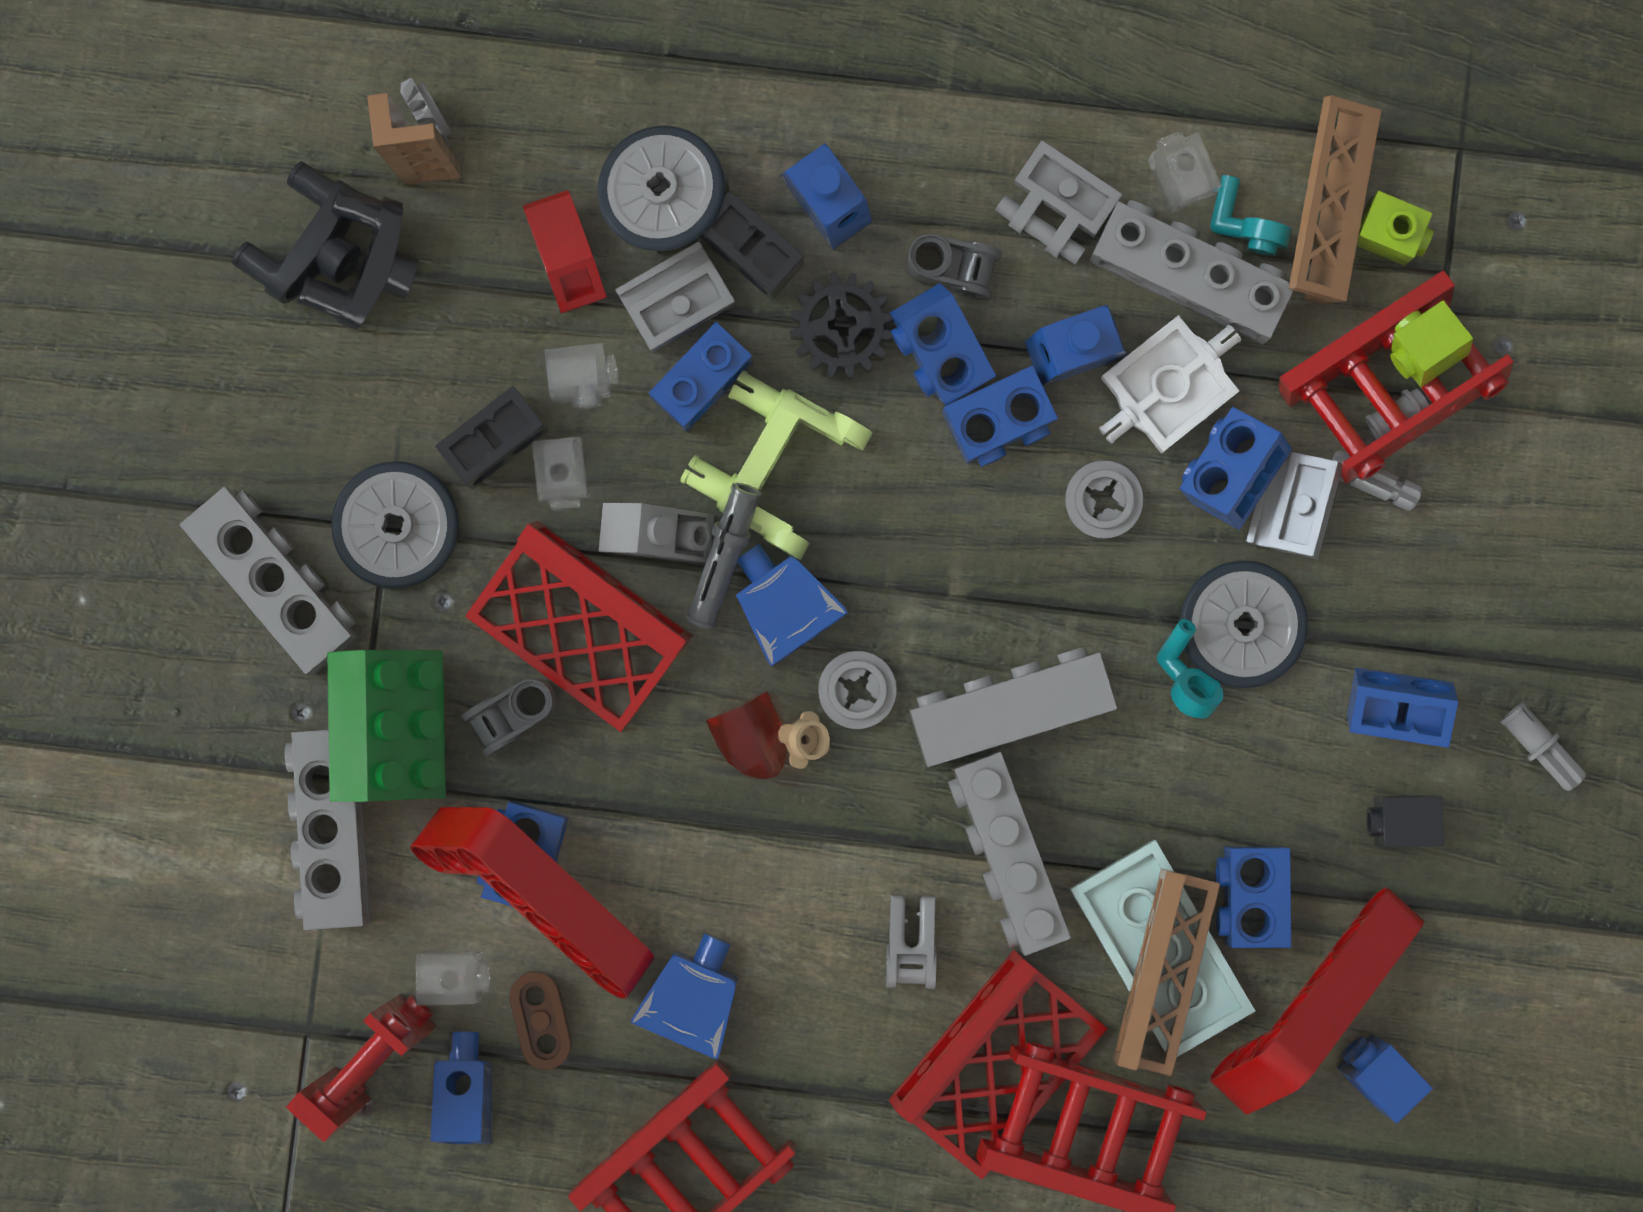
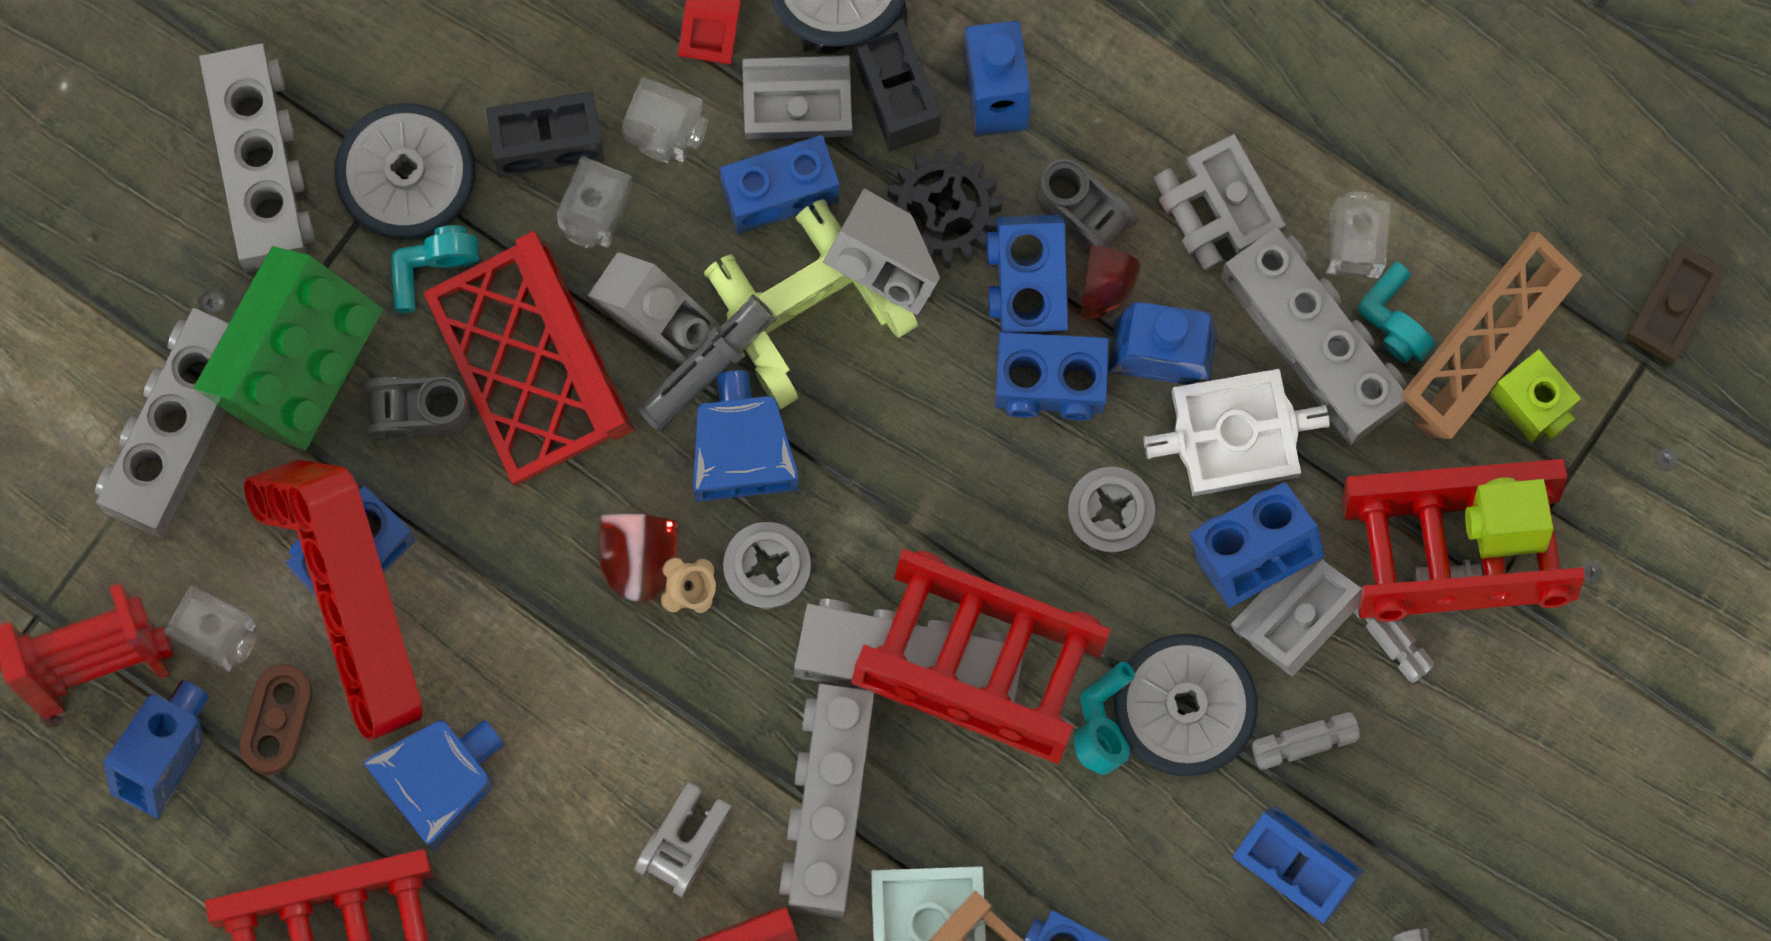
camera: 20 degrees right, 10 degrees down
(464, 571) = (446, 249): none -> teal plate
(818, 392) = (884, 253): none -> light grey slope
(1003, 317) = (1107, 280): none -> clear red brick
(1101, 719) = (988, 708): none -> red fence
(1352, 602) = (1306, 740): none -> light grey axle
(1463, 91) = (1676, 304): none -> dark brown plate

